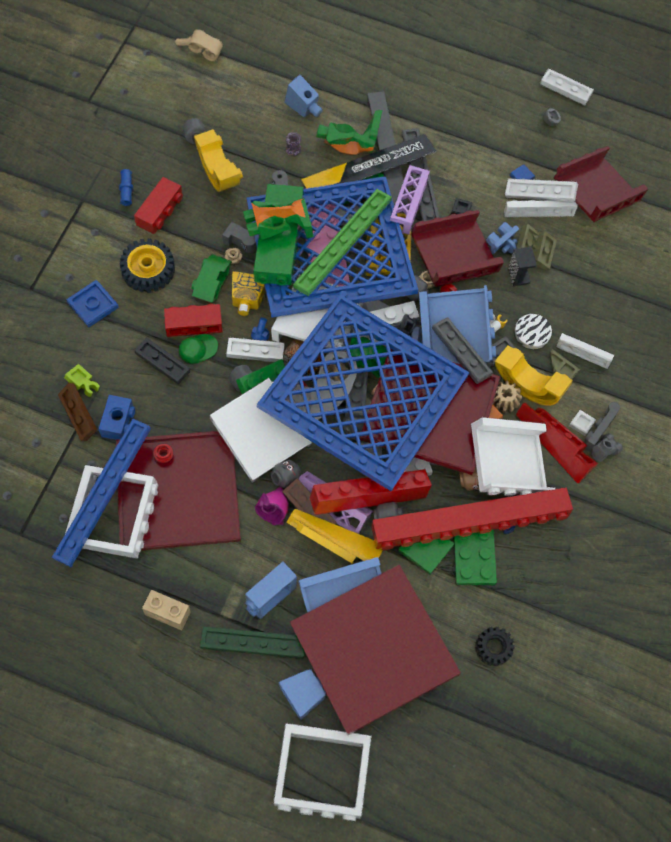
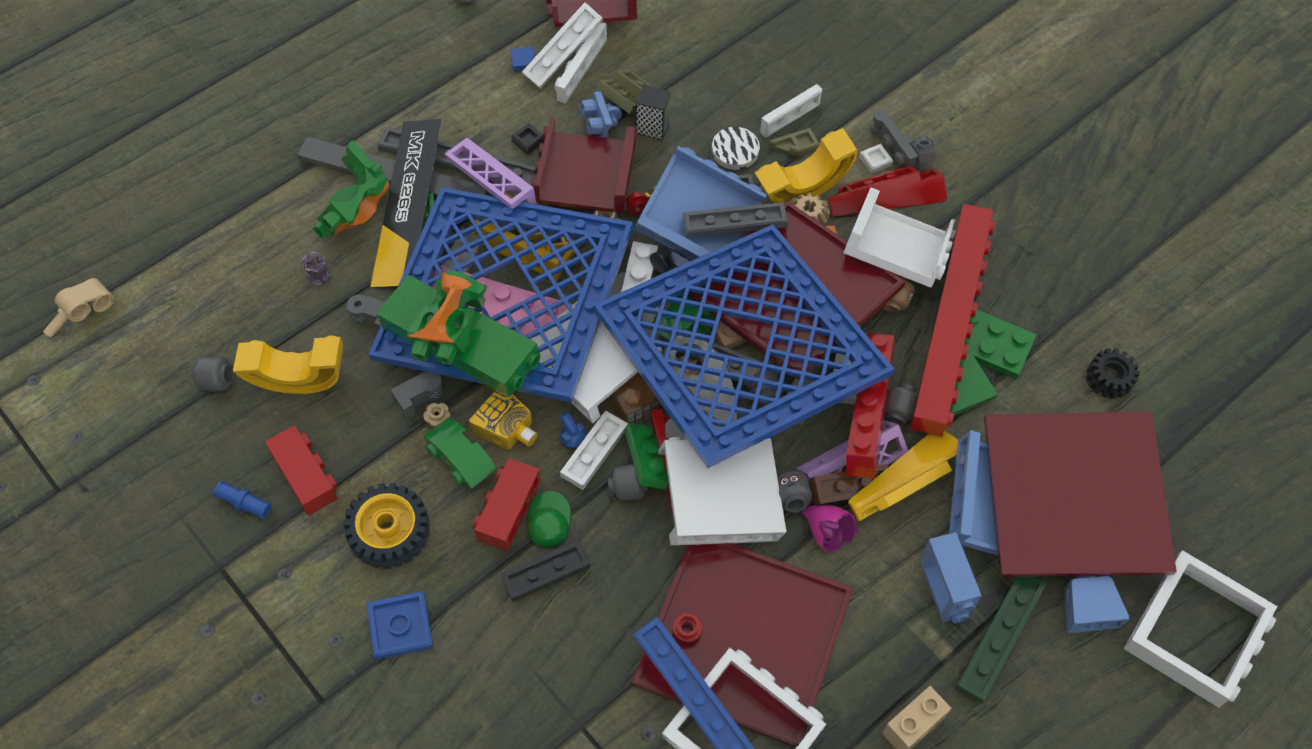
camera: 60 degrees left, 5 degrees down
(77, 412) = (563, 715): reddish brown plate -> none
(81, 379) = (514, 690): lime plate -> none
(116, 407) = (607, 681): blue brick -> none
(302, 97) = (257, 224): medium blue torso -> none
(342, 242) = (514, 273): bright green tile -> none

